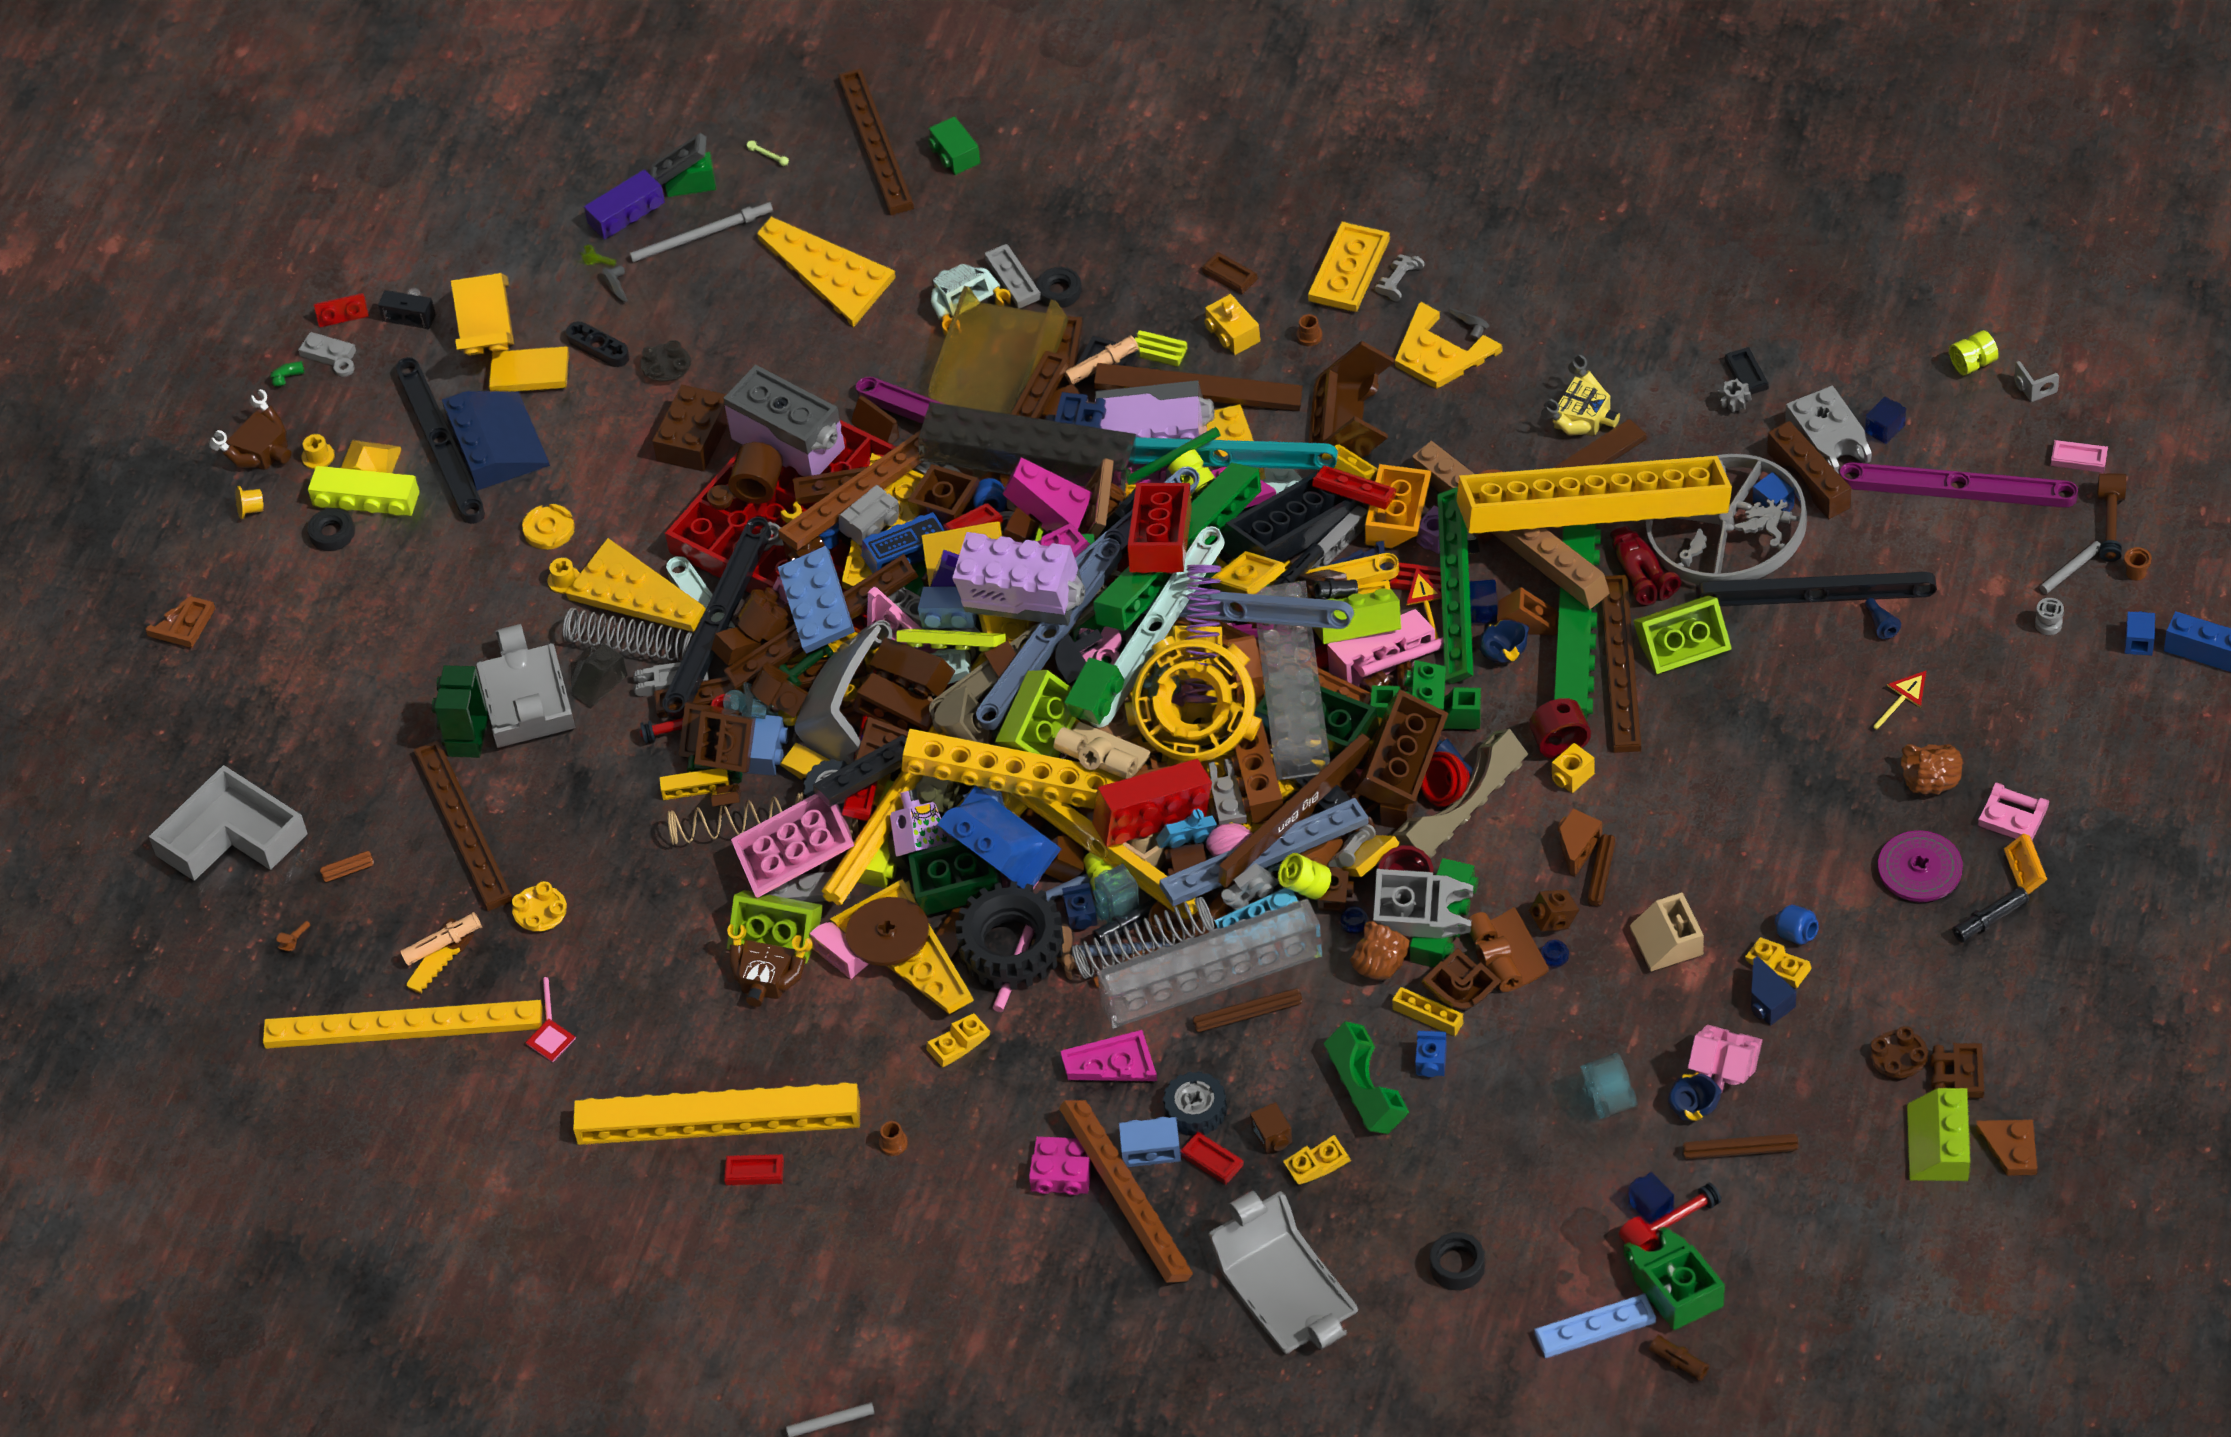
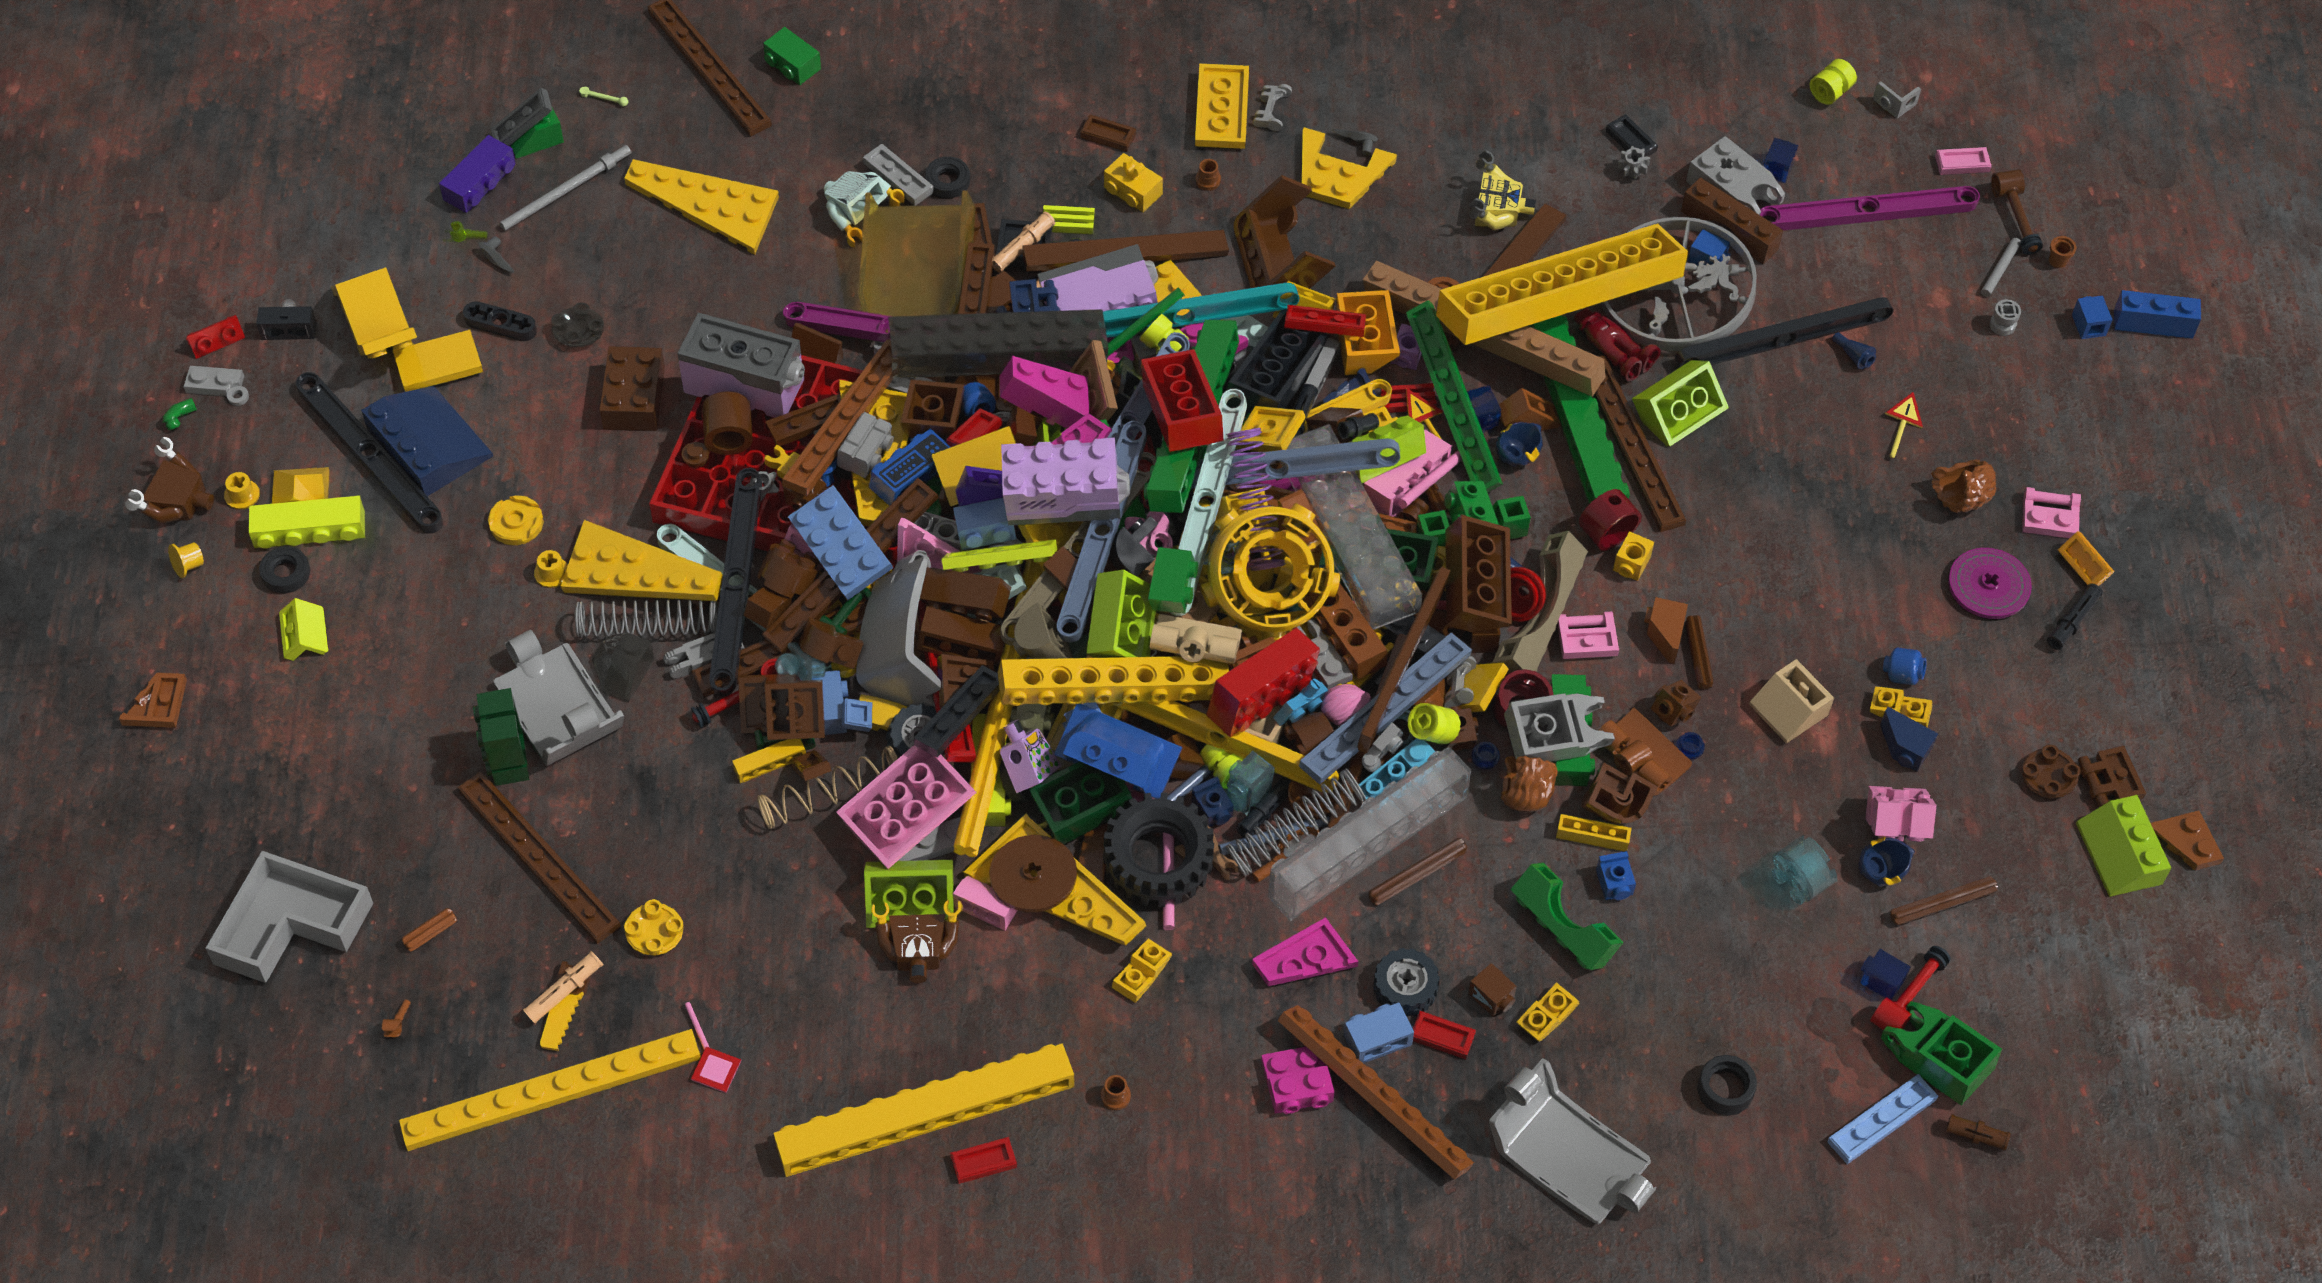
camera: 25 degrees left, 5 degrees up
(329, 584) = (302, 629): none -> neon yellow panel
(782, 759) = (857, 715): none -> medium blue tile
(1497, 838) = (1588, 641): none -> bright pink plate

